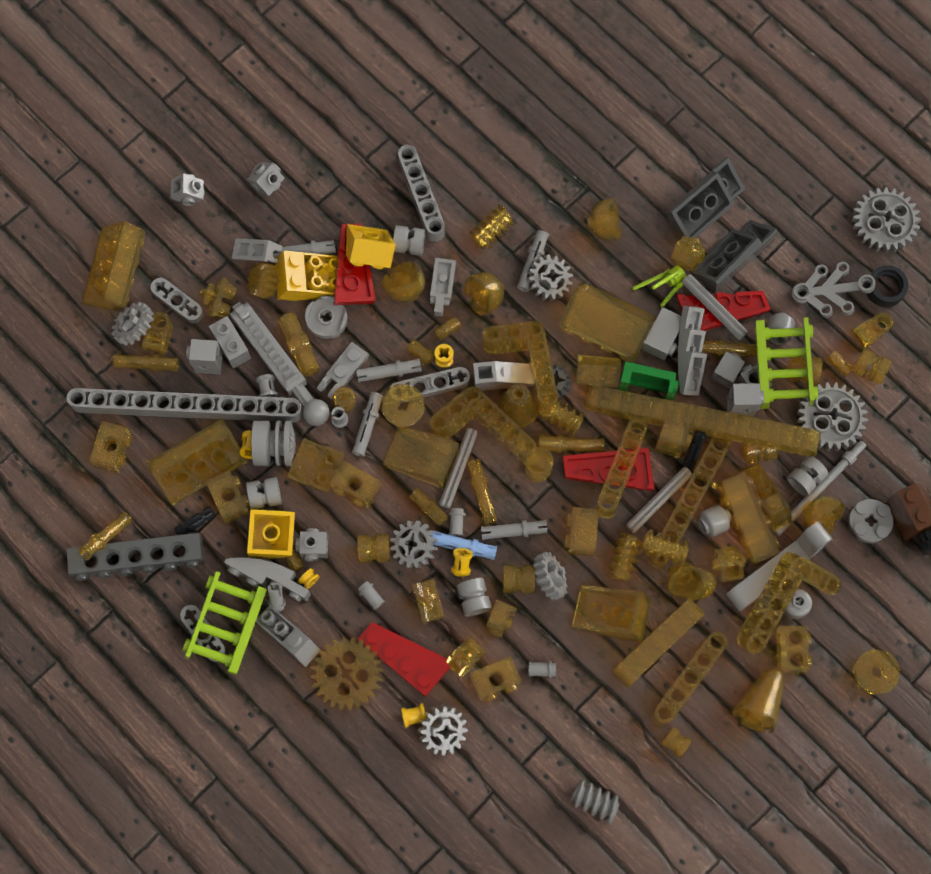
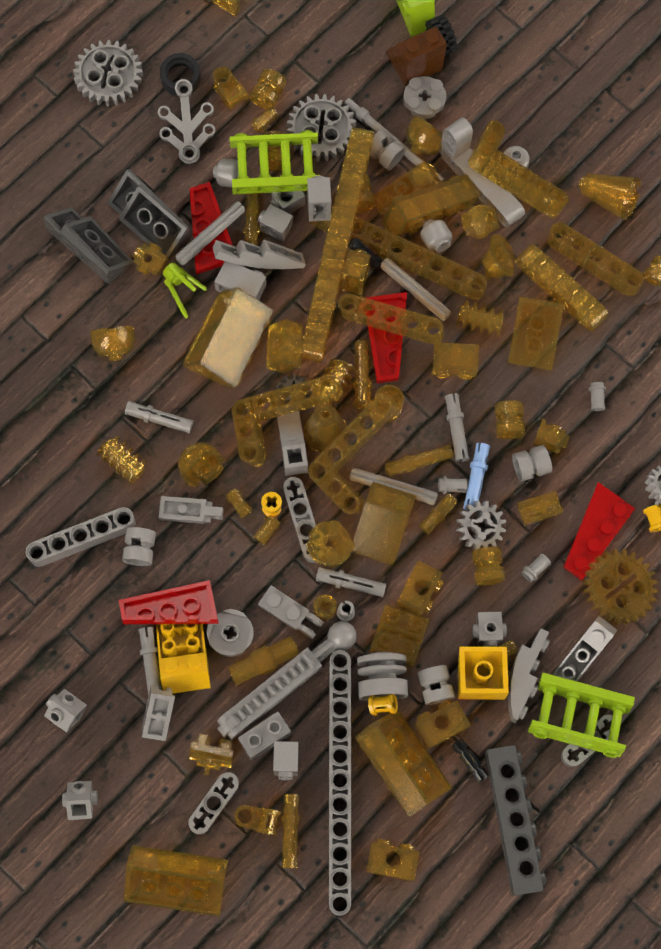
camera: 95 degrees left, 0 degrees up
(99, 540) = (506, 856): clear yellow pin -> none
(132, 323) = (247, 848): light grey gear -> none
(263, 280) = (191, 703): clear yellow gear -> none
(266, 385) = (314, 692): light grey bush -> none
(276, 600) = (550, 663): light grey pin -> none
(308, 579) = (524, 632): yellow bush -> none
(369, 246) = (148, 586): yellow slope -> none
(388, 370) = (288, 560): light grey pin -> none
(404, 282) = (189, 547): clear yellow cylinder -> none
(461, 562) = (496, 476): yellow bush -> none
(465, 657) = (594, 469): clear yellow brick -> none
(504, 669) = (612, 453): clear yellow brick -> none
(550, 575) = (506, 386): light grey gear -> none
(554, 270) = (179, 394): light grey gear -> none
(649, 378) = (300, 275): green panel -> none
(665, 548) = (473, 275): clear yellow piece -> none
(786, 649) = (559, 172): clear yellow brick -> none
(889, 674) = (573, 84): clear yellow plate -> none

